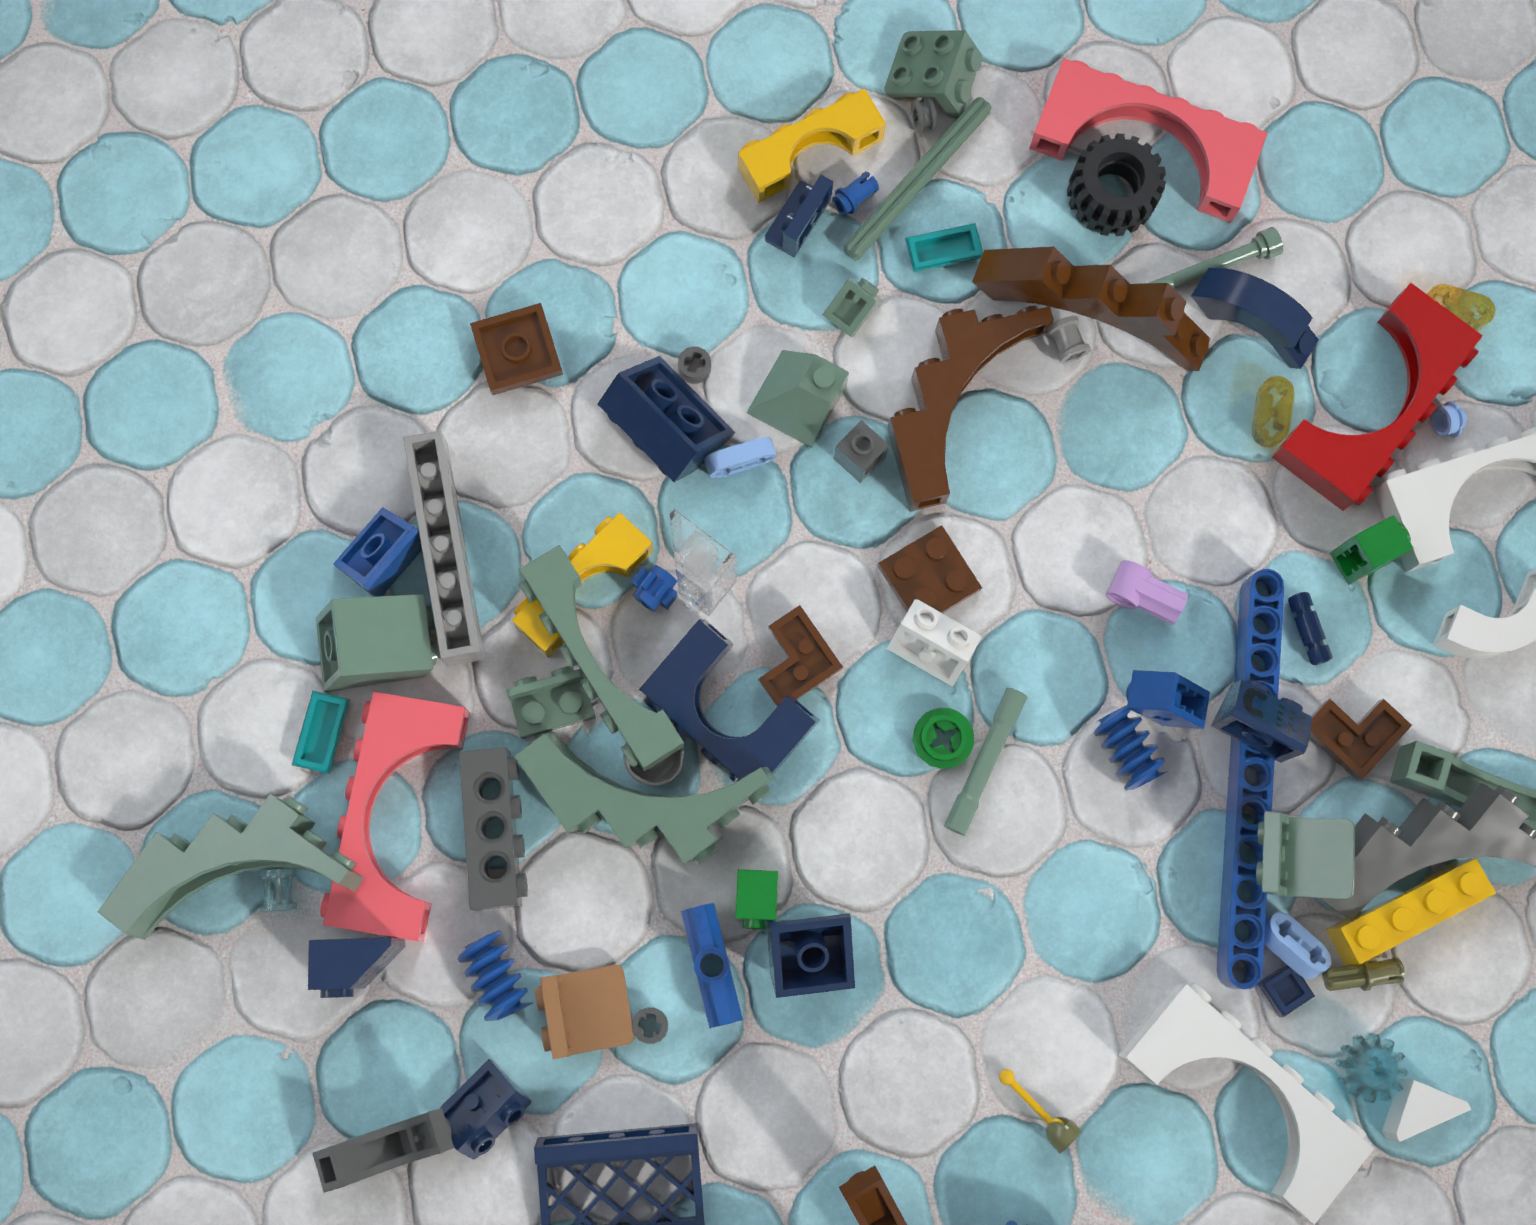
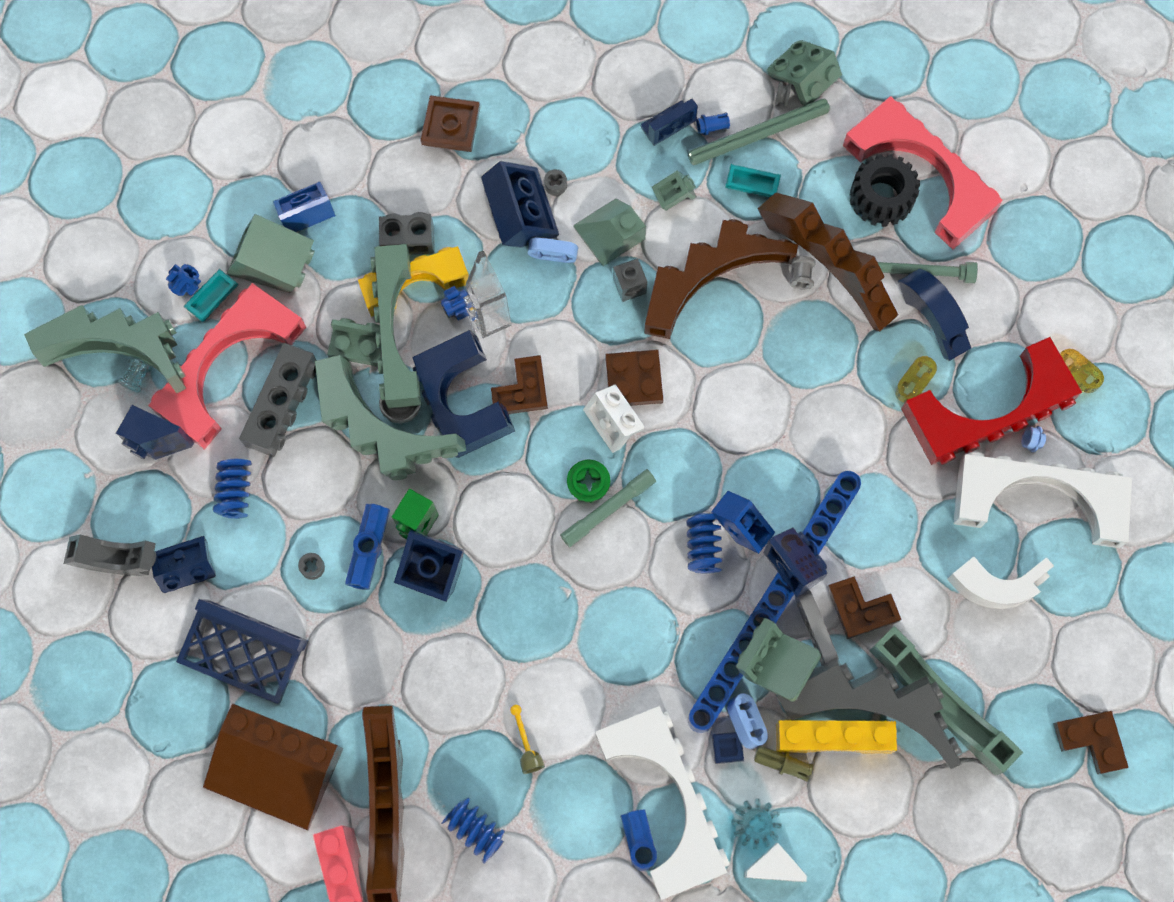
camera: 35 degrees right, 5 degrees down
(273, 730) = (183, 280): none -> blue gear
(444, 548) = (340, 220): light grey brick -> none
(544, 534) = (407, 226): none -> dark grey brick
(585, 1011) = (274, 535): medium nougat bracket -> none
(848, 124) = (730, 78): yellow arch -> none
(1136, 588) = (764, 447): lavender piece -> none
(1243, 1160) = (638, 837): none -> blue piece
(1310, 628) = (867, 527): dark blue axle -> none
(1319, 789) = (816, 627): none -> light grey beam
(1372, 549) = (931, 492): green brick -> none

